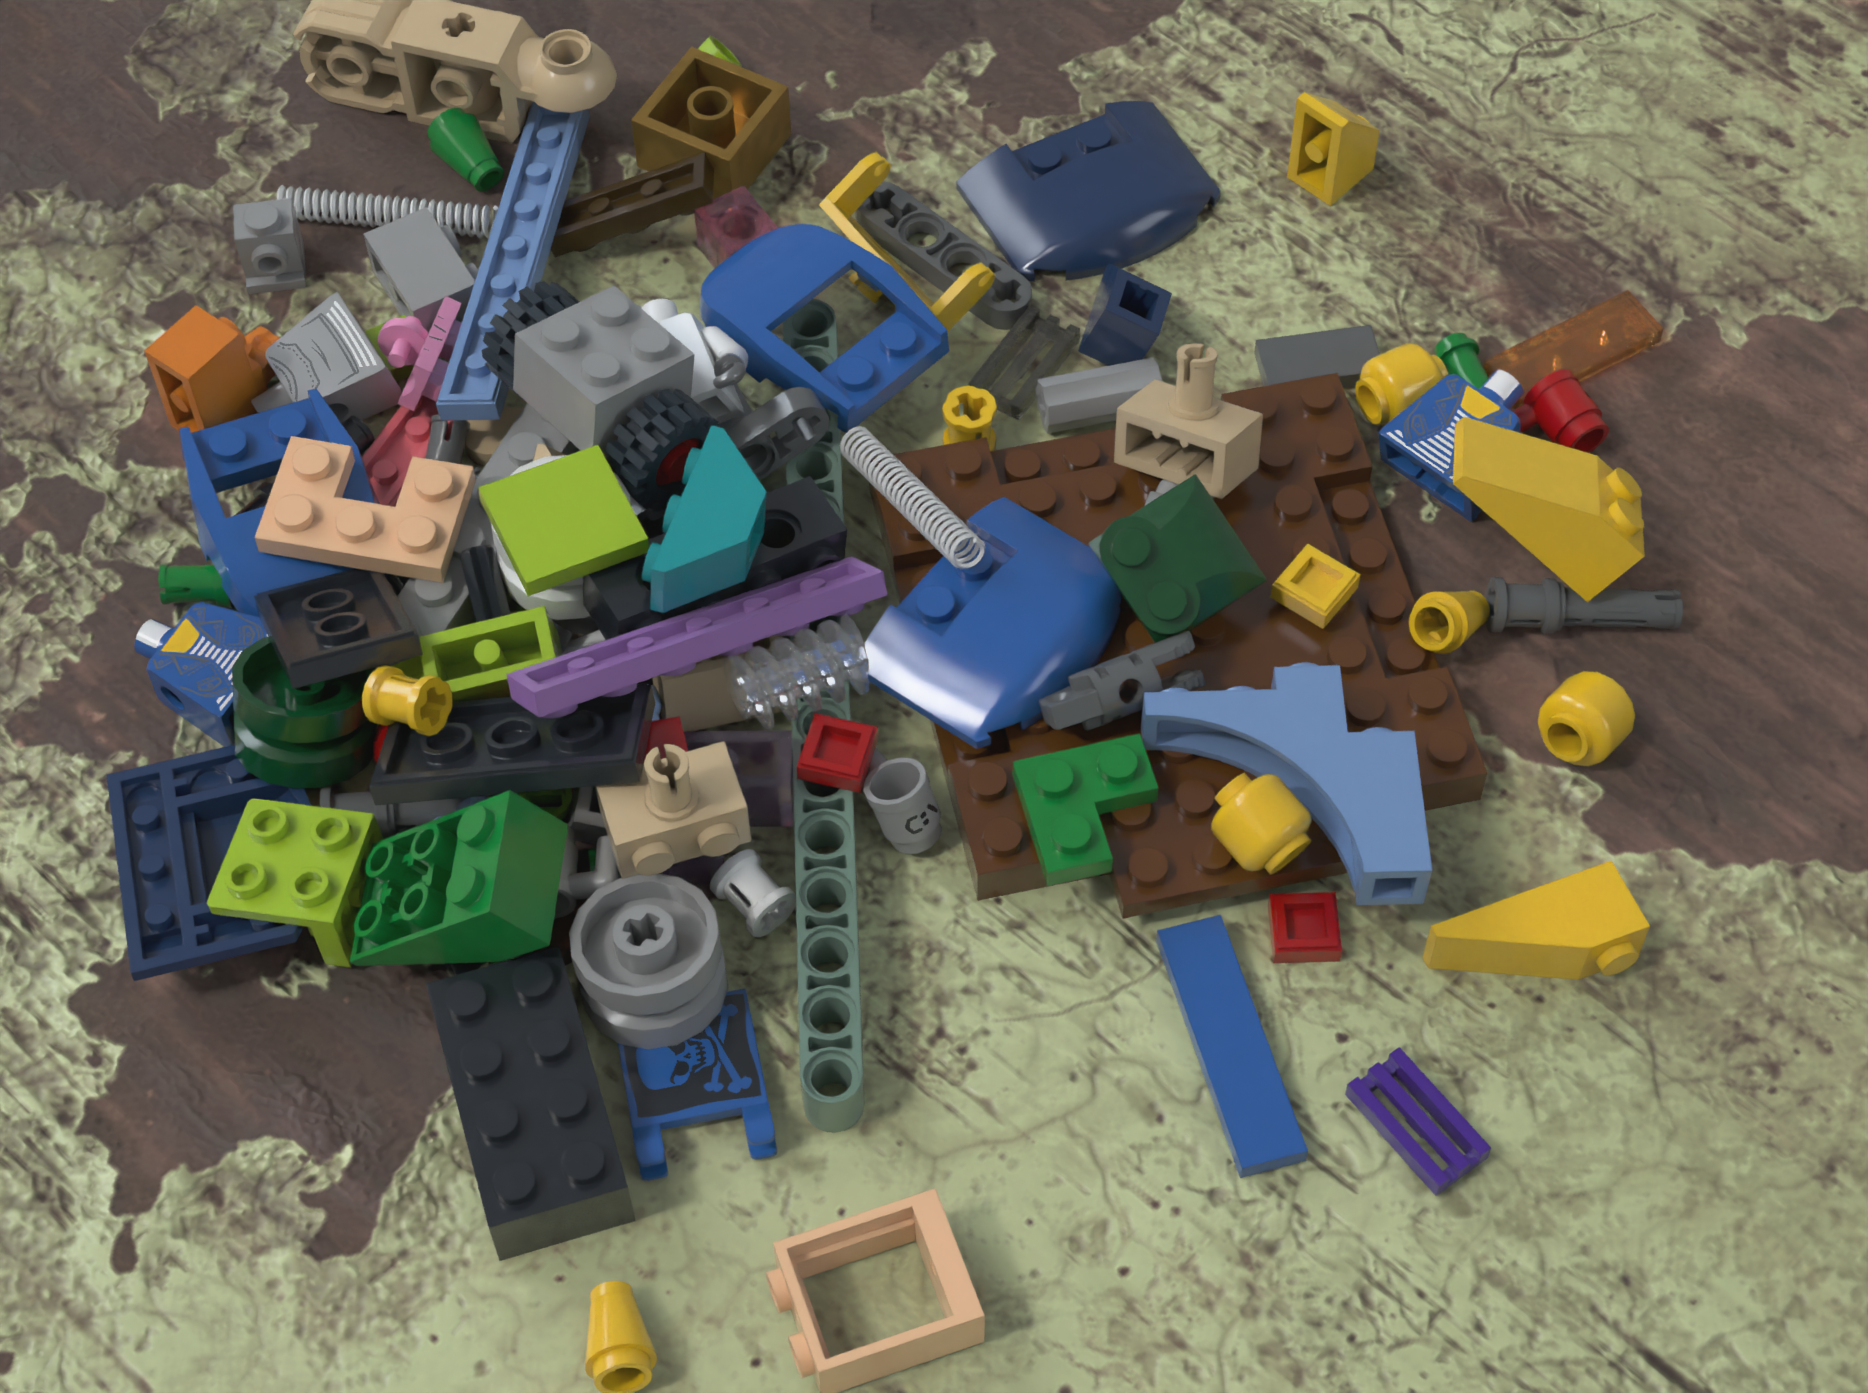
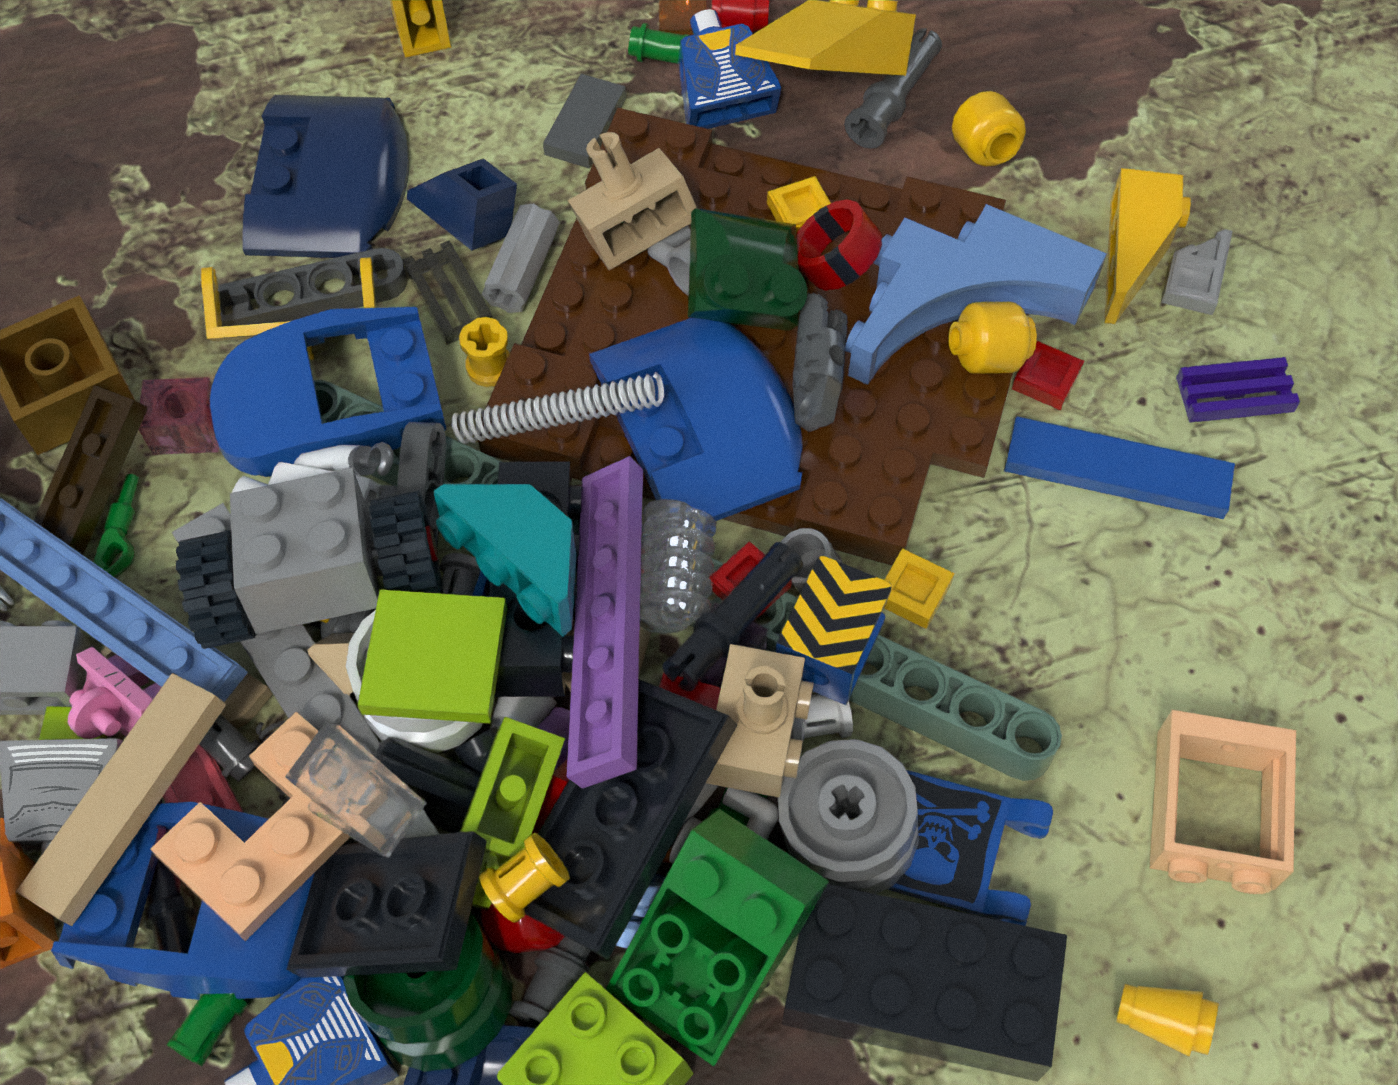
camera: 60 degrees left, 5 degrees up
(329, 395) = (121, 799): none -> tan tile
(406, 532) = (355, 790): none -> clear slope
(582, 273) = (116, 527): none -> green hand
(772, 740) = (732, 617): none -> black pin
(815, 834) = (835, 626): none -> piece
(938, 907) = (916, 588): none -> yellow tile
(1068, 792) = (887, 455): green plate -> none
(1276, 630) = (850, 257): none -> red piece
(1396, 381) = (653, 80): yellow head -> none
(1447, 619) = (866, 157): yellow cone -> none
(1555, 1018) = (1197, 274): none -> light grey tile

